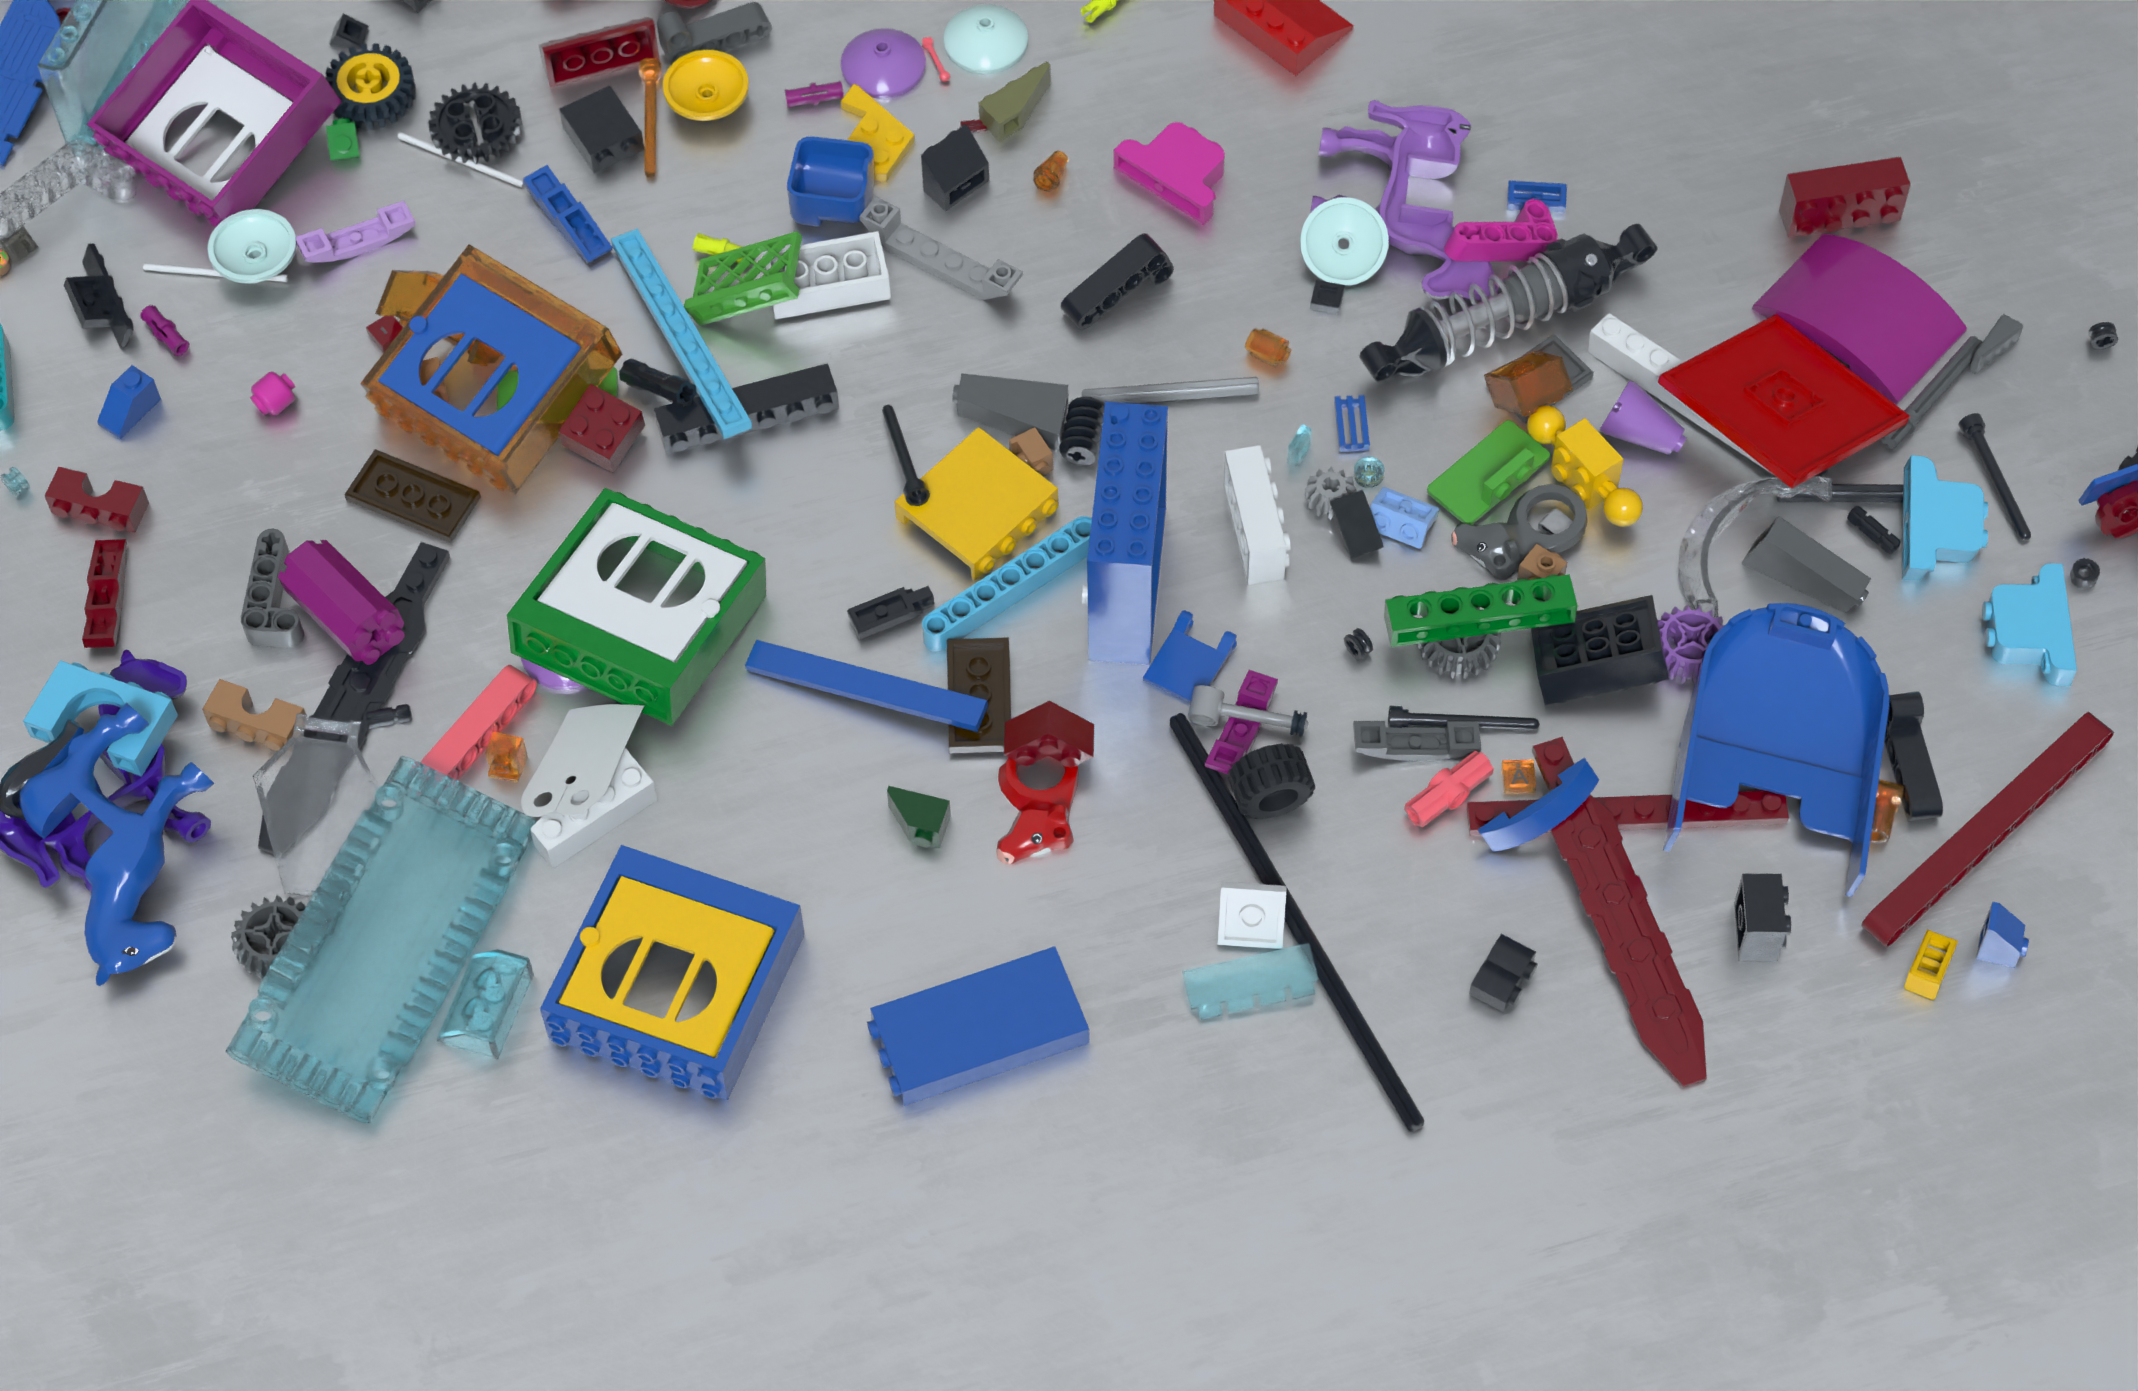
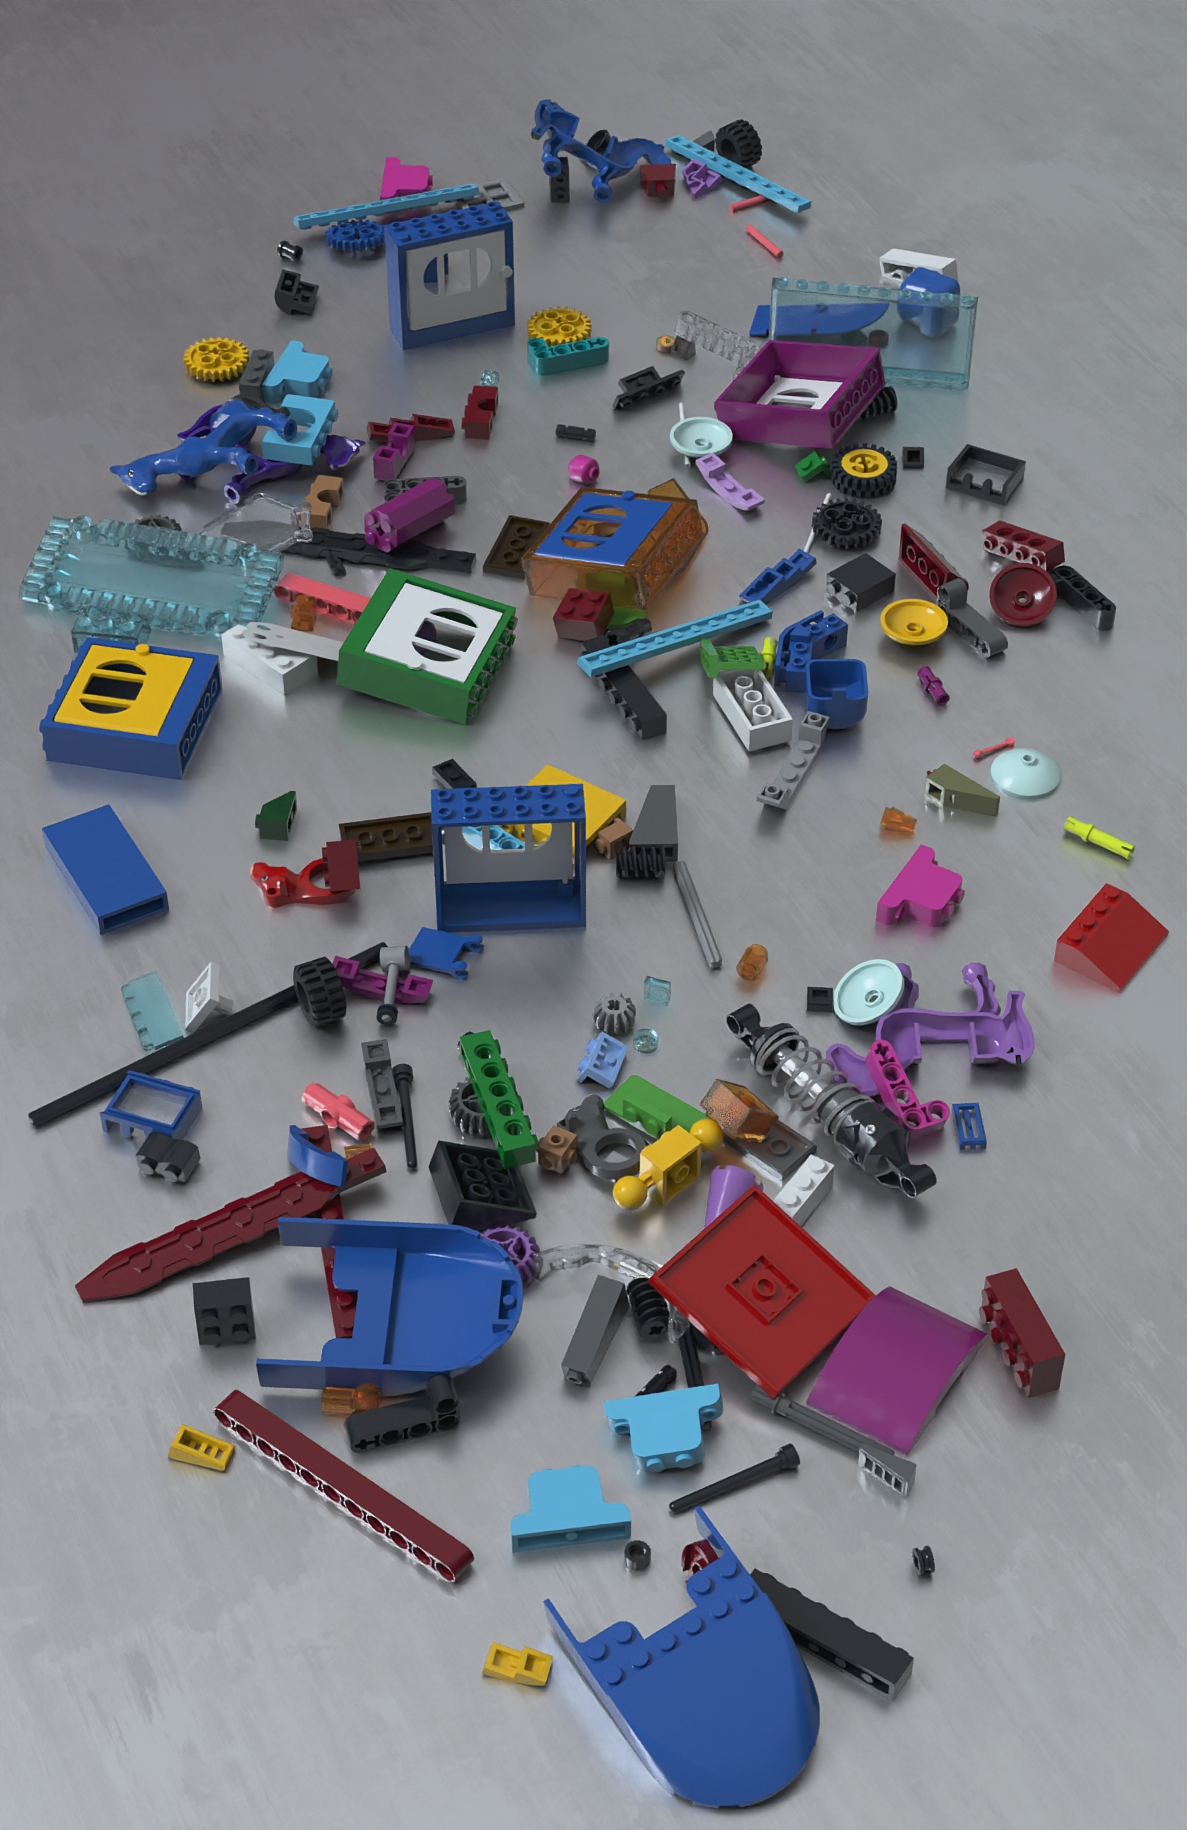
camera: 80 degrees right, 15 degrees down
(128, 401) = (564, 411): blue slope -> none
(164, 330) = (627, 419): magenta pin -> none
(174, 395) = (575, 432): none -> black axle
(188, 622) = (390, 460): none -> magenta arch
(650, 71) = (879, 607): clear orange piece -> none
(706, 196) = (805, 643): none -> blue brick
(867, 685) = (386, 777): blue tile -> none
(878, 129) = (898, 725): yellow wing -> none
(883, 62) = (980, 721): medium lavender dish -> none
(915, 490) = (553, 768): black piece -> none
(954, 168) = (875, 759): black slope -> none
(1117, 279) = (797, 863): black beam -> none
(1255, 514) = (574, 962): white brick -> none
(1350, 403) = (692, 1022): blue tile -> none
(1356, 524) = (583, 1029): black slope -> none
(1422, 987) = (152, 1107): none -> blue window
(1764, 513) = (648, 1309): none -> black piece
(2002, 937) = (220, 1486): blue slope -> none

